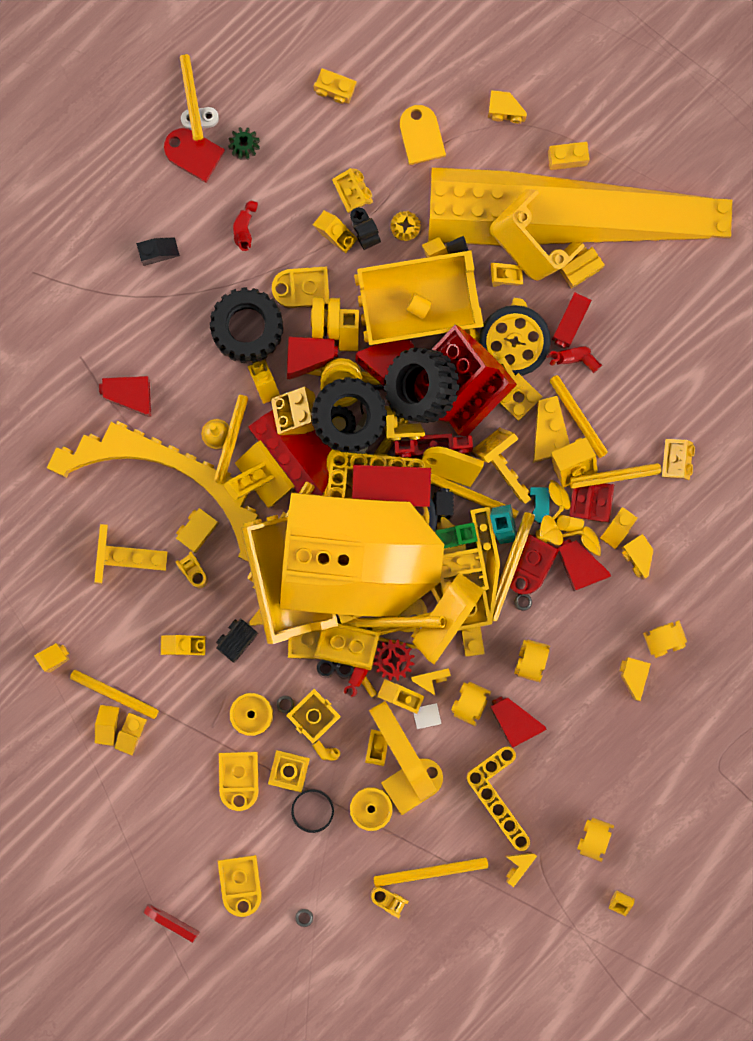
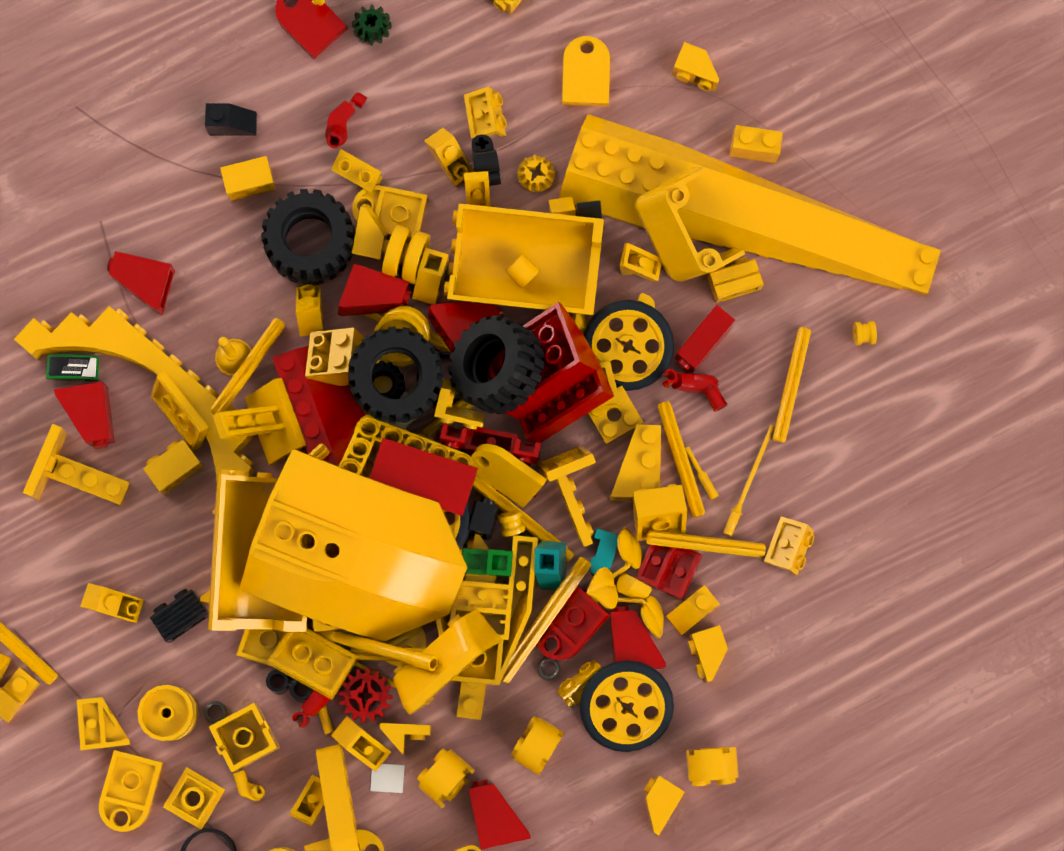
camera: 15 degrees right, 5 degrees down
(96, 476) = (72, 367): none -> slope
(120, 506) = (89, 411): none -> red slope
(185, 292) = (248, 178): none -> yellow panel
(189, 487) = (179, 411): none -> yellow tile
(190, 568) = (152, 509): yellow piece -> none
(201, 738) = (98, 725): none -> yellow wing
(267, 263) = (357, 171): none -> yellow hinge
(293, 311) = (370, 235): none -> yellow slope
(365, 253) = (477, 188): none -> yellow plate
(465, 501) = (511, 523): none -> yellow wheel
(546, 612) = (572, 688): none -> yellow hinge
(590, 588) = (650, 728): none -> wedge
(598, 425) = (703, 477): none -> yellow piece
(631, 444) = (736, 511): none -> yellow piece
(646, 336) = (791, 385): none -> yellow axle
(691, 280) = (864, 333): none -> yellow wheel

